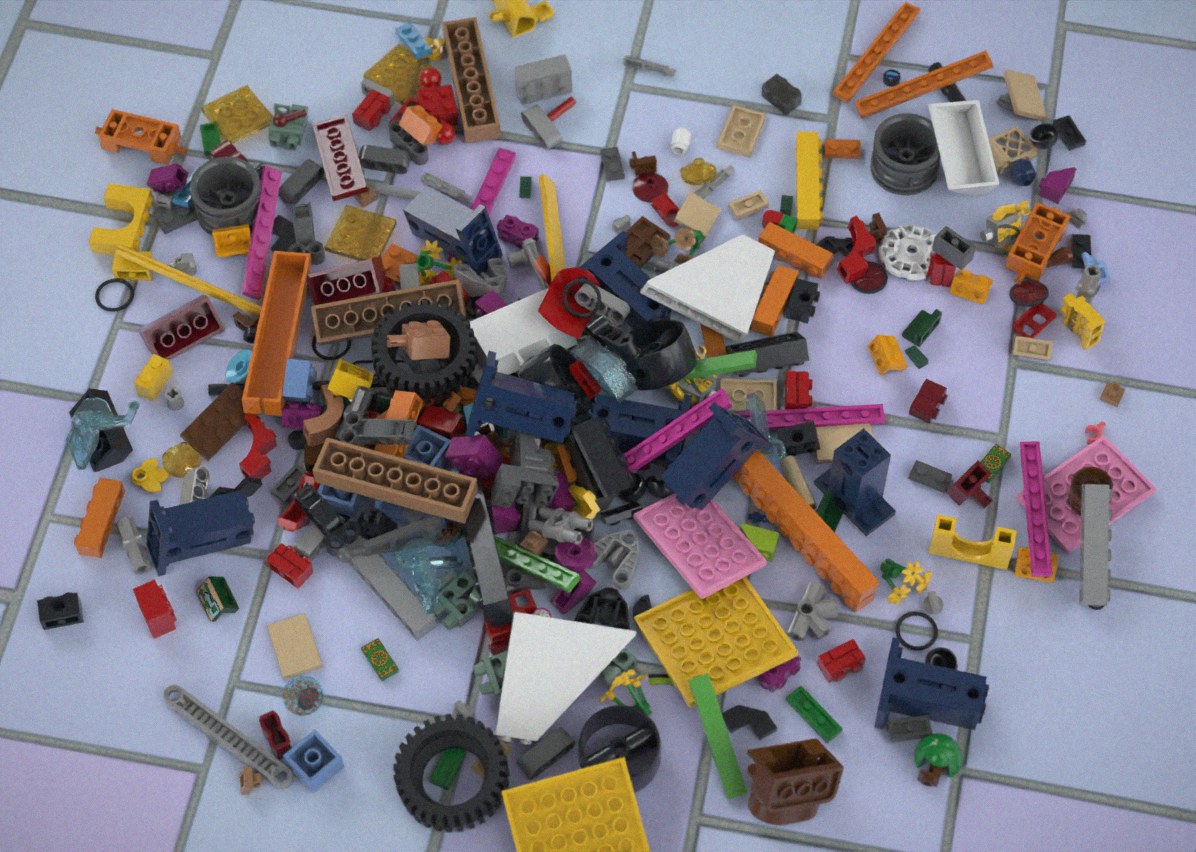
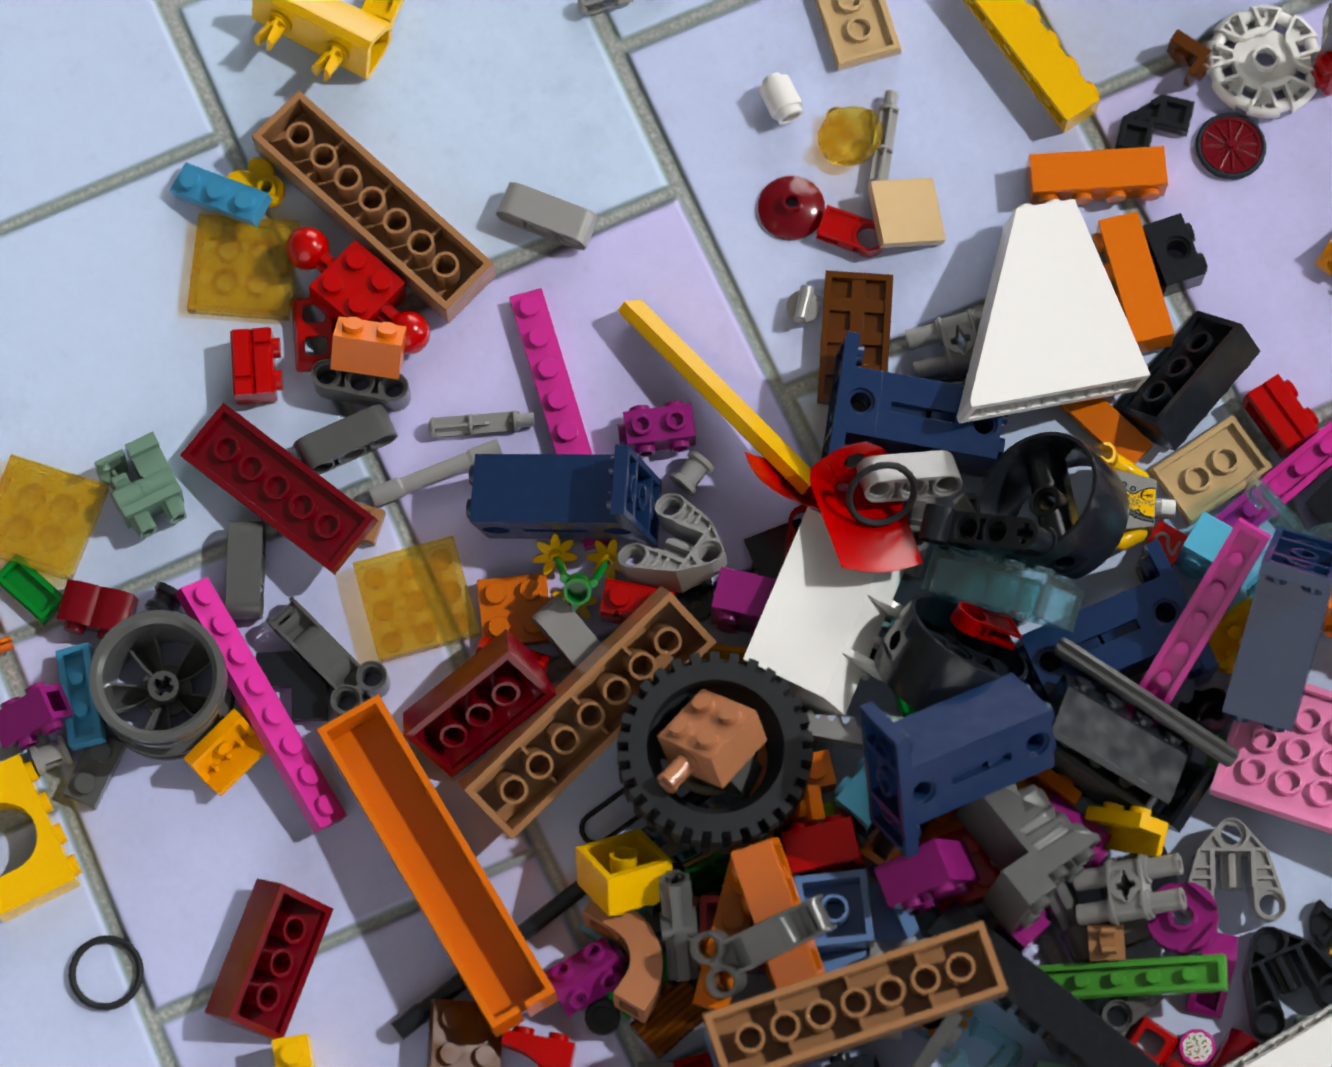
camera: 35 degrees left, 15 degrees up
(129, 270) = (98, 903): yellow brick -> none
(184, 263) = (177, 849): light grey rock -> none
(188, 280) = (220, 870): yellow axle -> none
(238, 366) = (407, 962): medium azure dish -> none
(244, 321) = (363, 879): reddish brown bracket -> none
(249, 335) = (391, 893): black tile -> none
(281, 120) = (131, 486): dark red bar -> none
(298, 381) = (546, 929): medium blue brick -> none
(333, 357) = (521, 848): black tyre -> none
(368, 85) = (220, 324): light grey plate -> none
(525, 187) = (602, 338): clear green piece -> none
(529, 245) = (732, 463): light grey axle -> none
(543, 79) = (491, 132): light grey brick -> none
(558, 111) = (549, 161): red piece -> none
(612, 164) = (703, 207): dark grey plate -> none
(630, 454) = (1146, 702): none -> dark grey axle
(643, 165) = (757, 178): reddish brown bracket -> none
(684, 239) = (942, 278): medium nougat plant -> none
(723, 364) = (1164, 455): bright green tile -> none
(748, 204) = (967, 141): tan plate -> none
(782, 220) = (1035, 140): leg -> none
(786, 204) = (1019, 103): clear green piece -> none
(854, 265) = (1191, 98): red arch -> none

